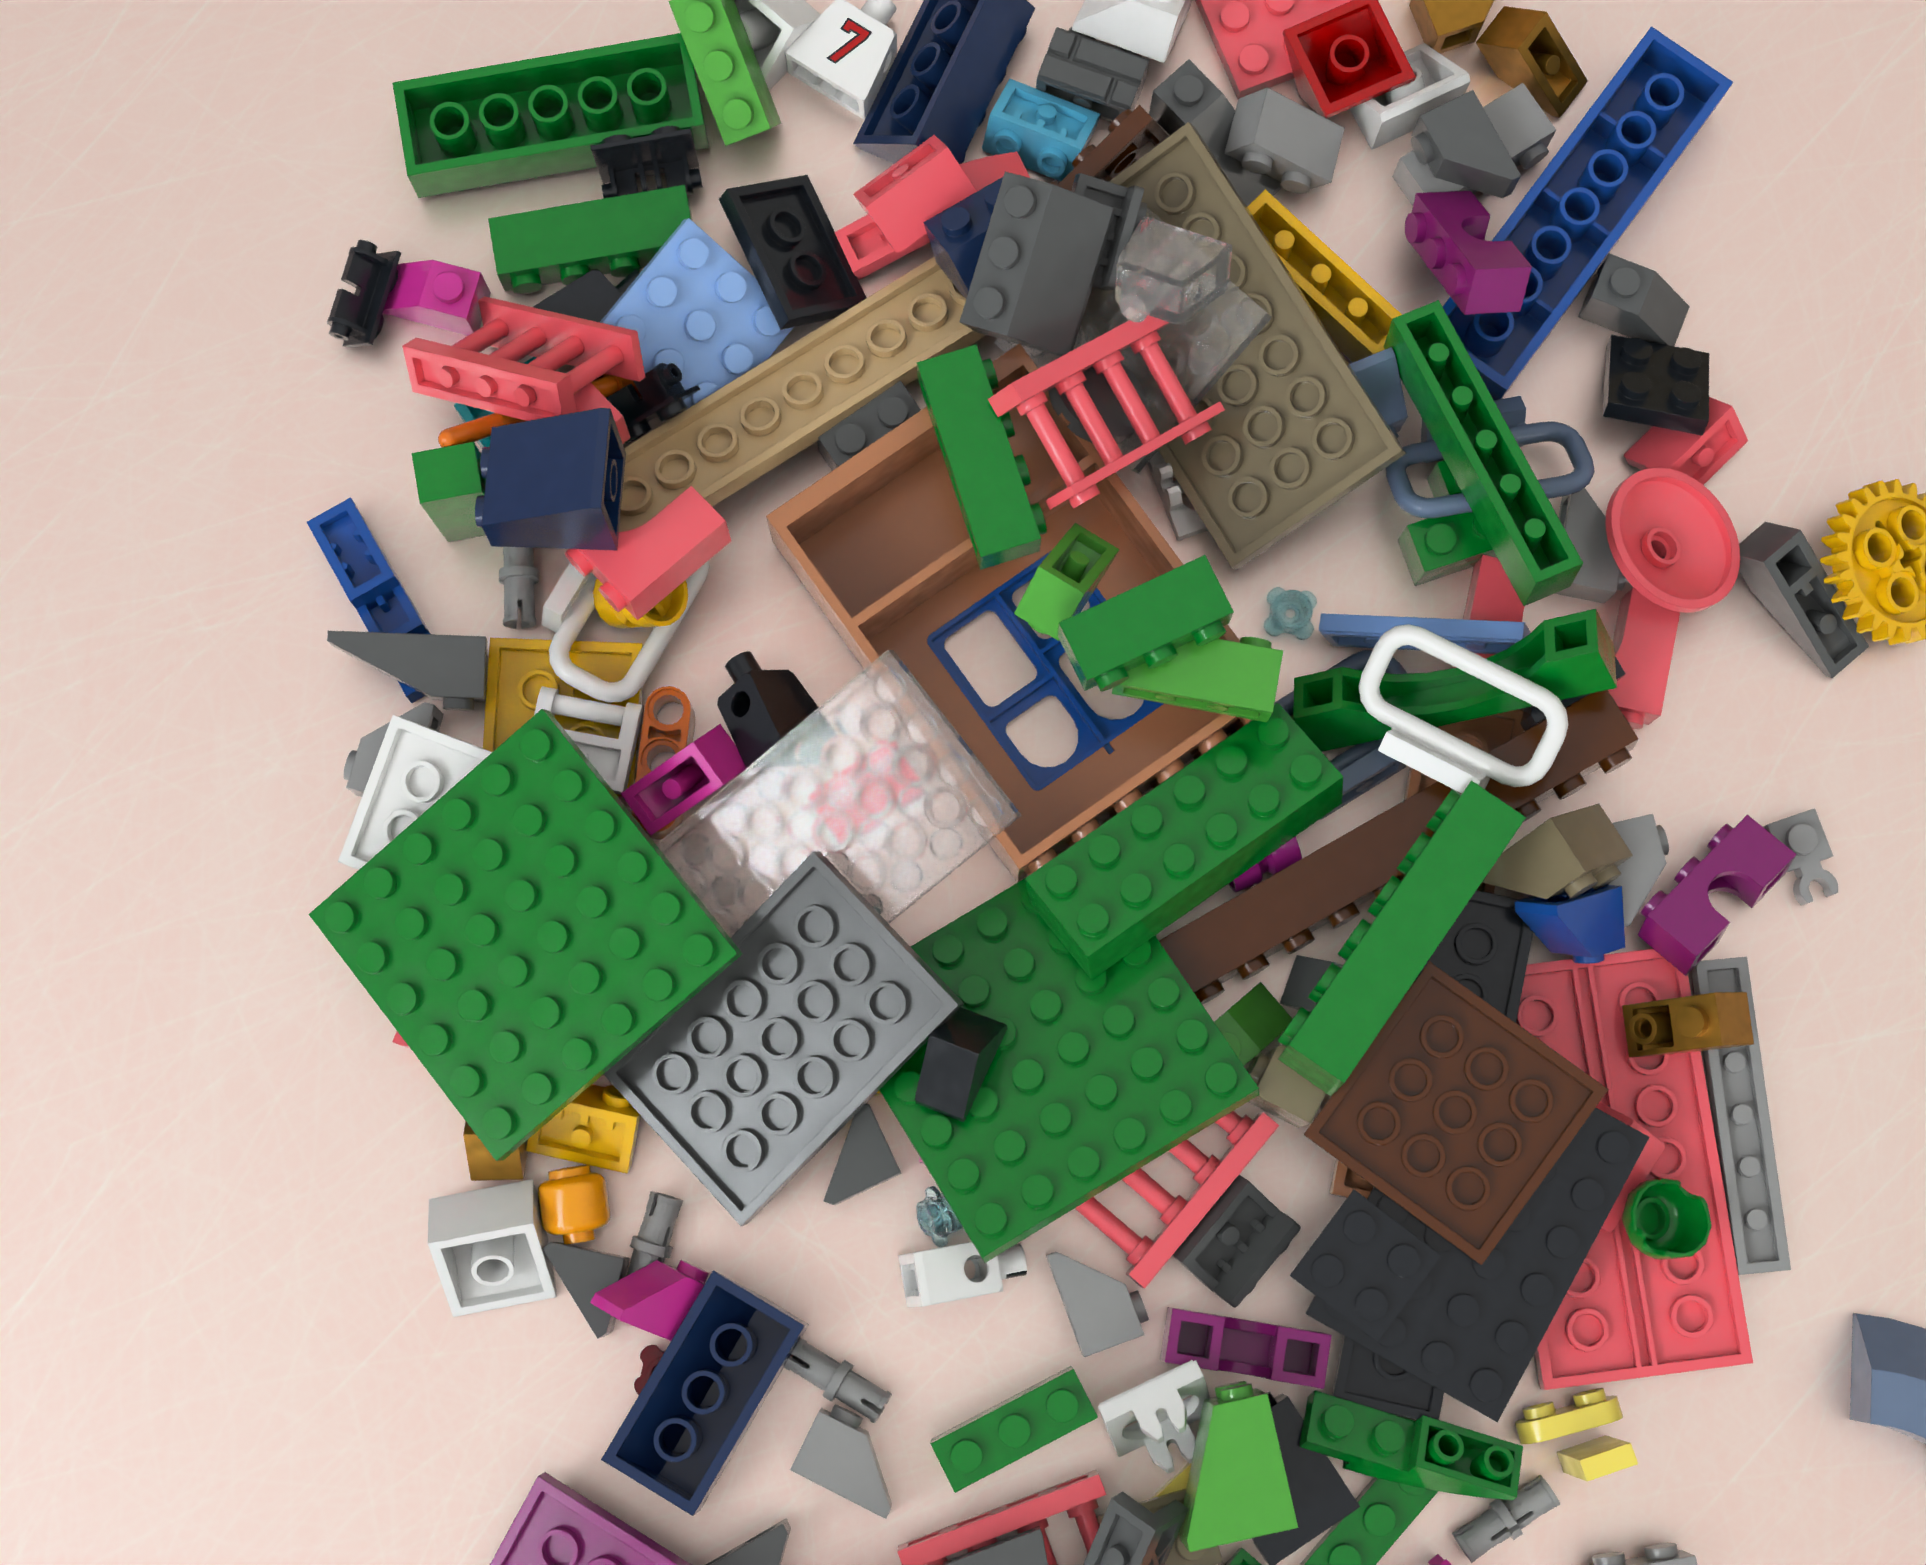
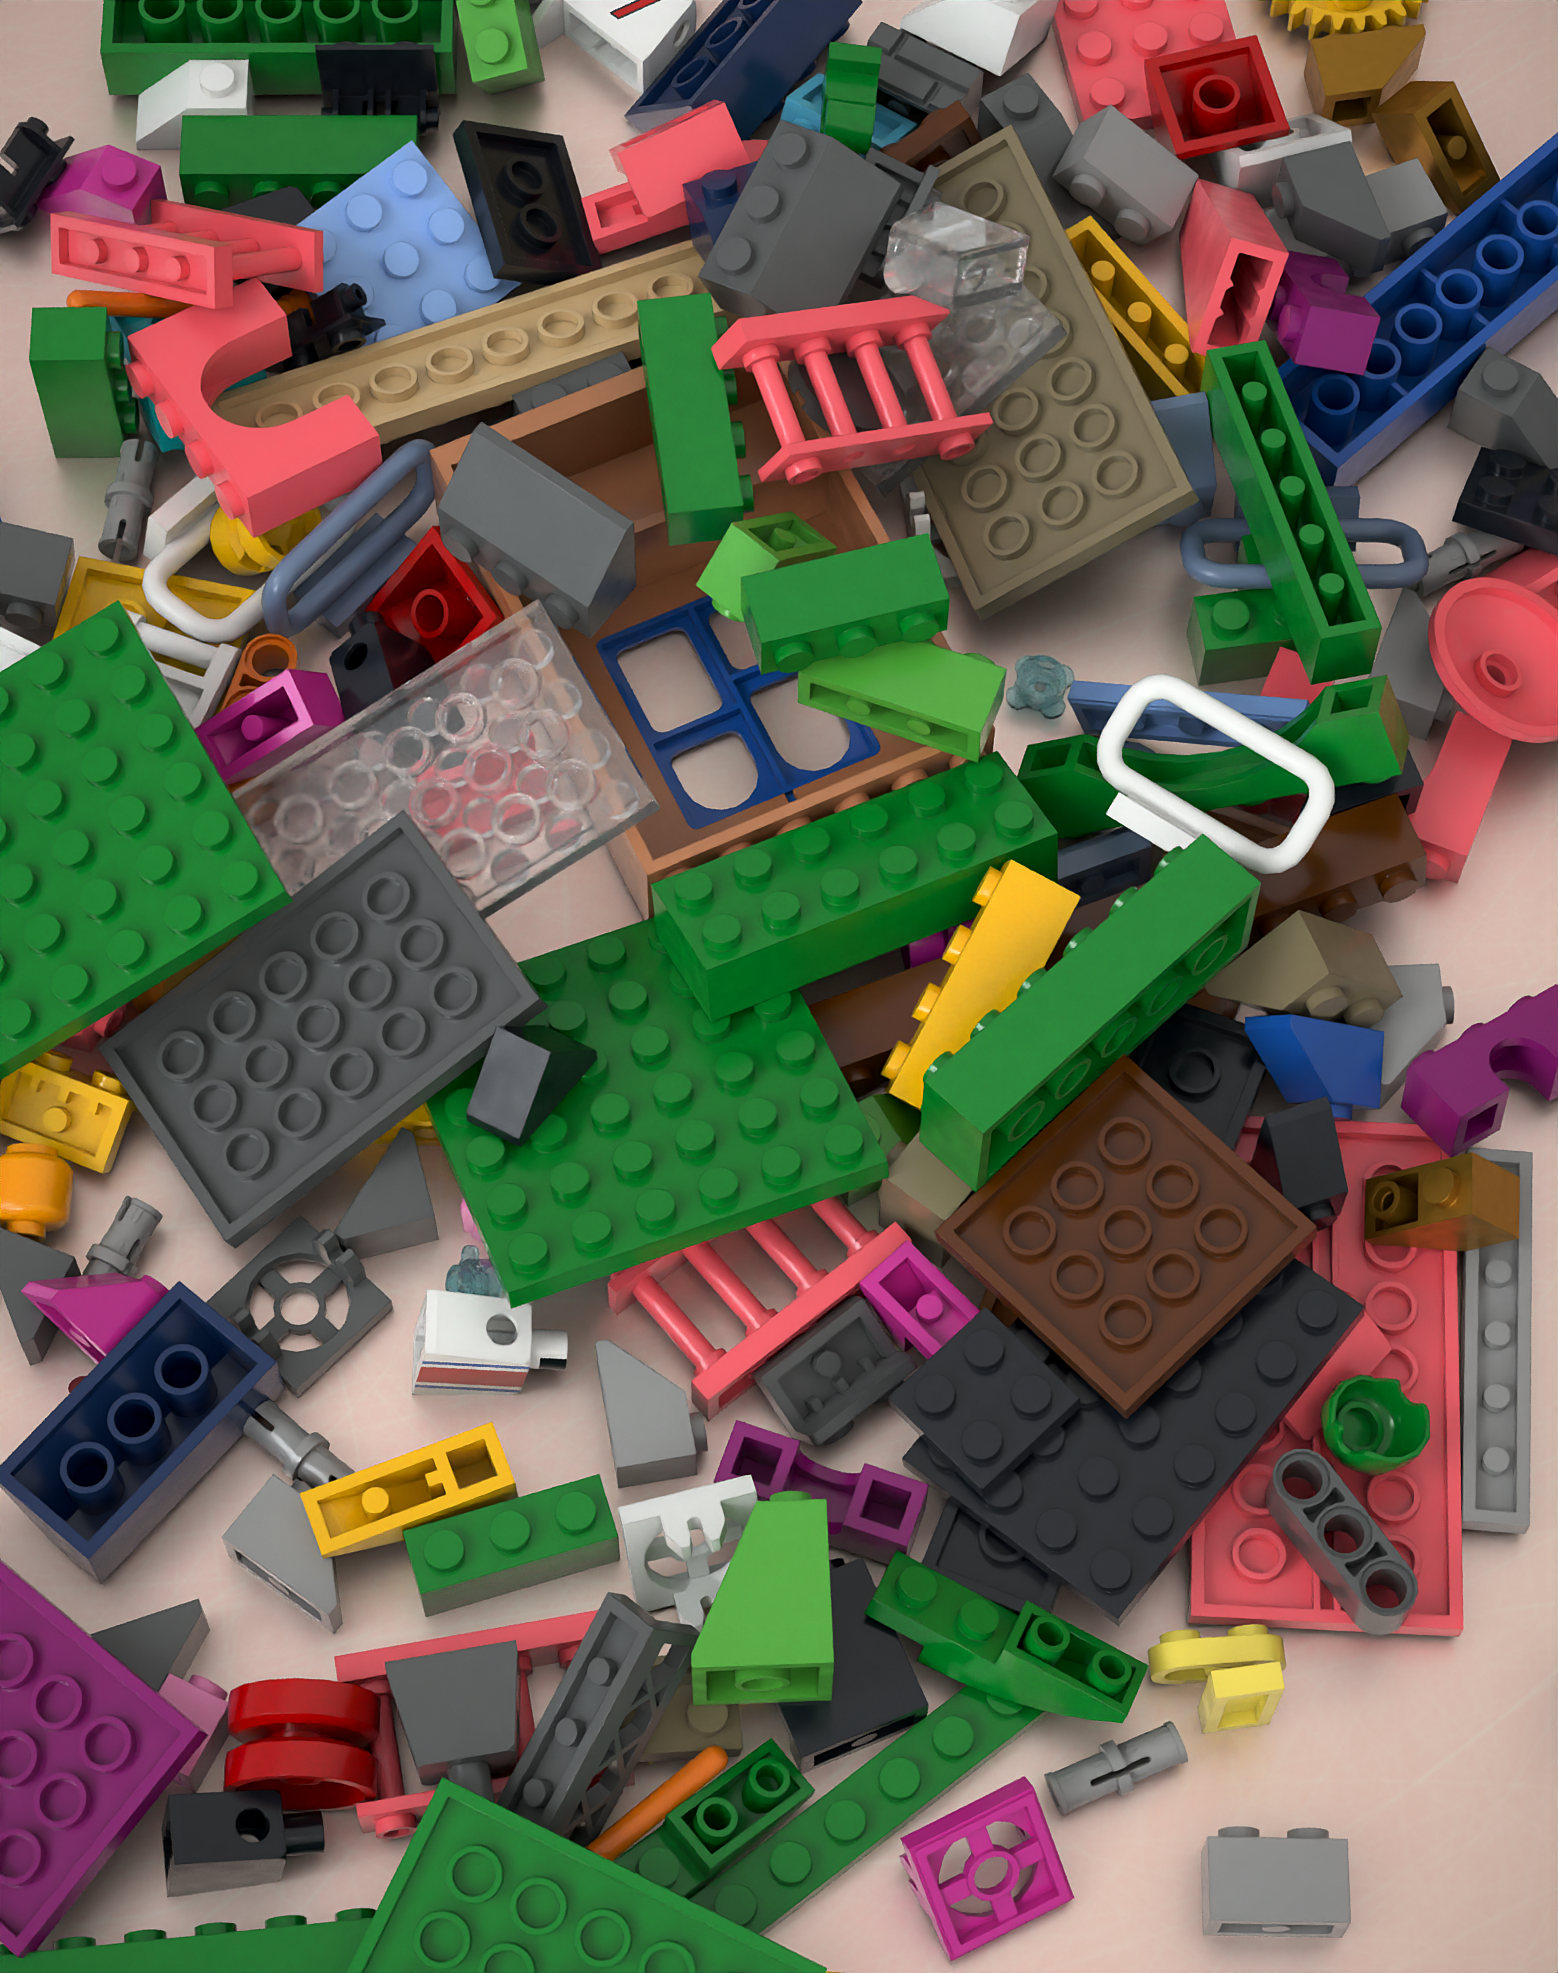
camera: 10 degrees right, 15 degrees down
(490, 194) = (192, 89): none -> white slope
(553, 483) = (190, 355): dark blue slope -> none
(719, 601) = (363, 563): none -> sand blue bar
(753, 1258) = (295, 1243): none -> dark grey piece
(795, 636) = (436, 599): none -> red slope
(874, 593) = (538, 532): none -> dark grey slope
(929, 1409) = (410, 1491): none -> yellow slope
(1046, 113) = (850, 94): none -> green leg
(1299, 1180) = (916, 1301): none -> dark pink slope
(1303, 918) = (989, 963): none -> yellow brick
(1389, 221) = (1228, 266): none -> coral slope
(1577, 1019) = (1303, 1160): none -> black slope
(1610, 440) = (1463, 559): none -> light grey pin
(1678, 1326) = (1339, 1510): none -> dark grey beam

